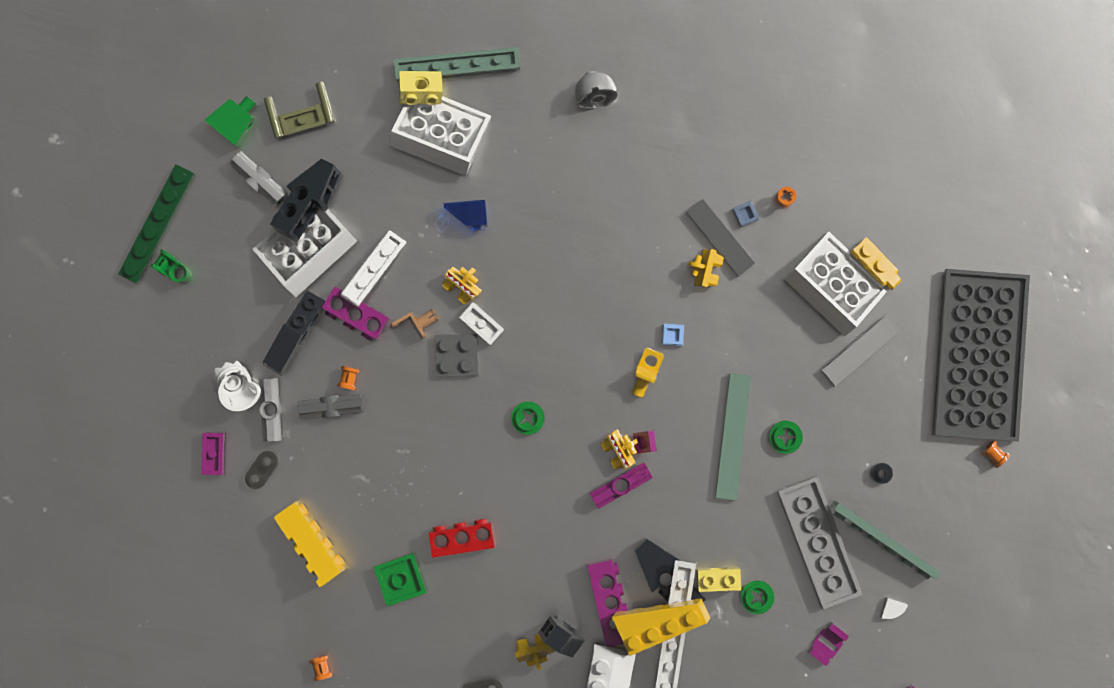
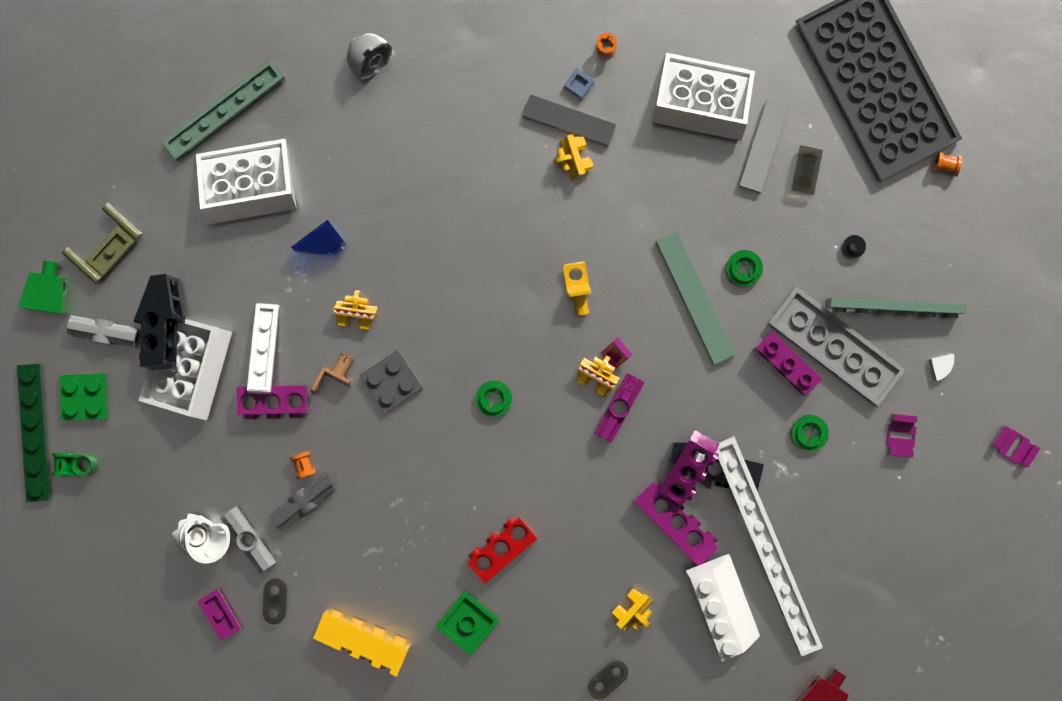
camera: 30 degrees left, 0 degrees up
(211, 220) = (83, 397): none -> green plate
(294, 333) = (225, 454): black brick -> none
(420, 87) = (202, 152): light yellow brick -> none
(481, 323) = (396, 337): white plate -> none
(561, 636) = (650, 582): black brick -> none
(652, 560) = (689, 458): none -> magenta brick
(656, 624) = (730, 518): yellow wedge -> none
(672, 334) = (580, 238): light blue tile -> none
(718, 579) = (763, 438): light yellow brick -> none
(773, 532) = (787, 363): none -> magenta brick
(876, 263) = (729, 55): yellow hinge -> none
(881, 391) = (806, 170): none -> clear smoke plate

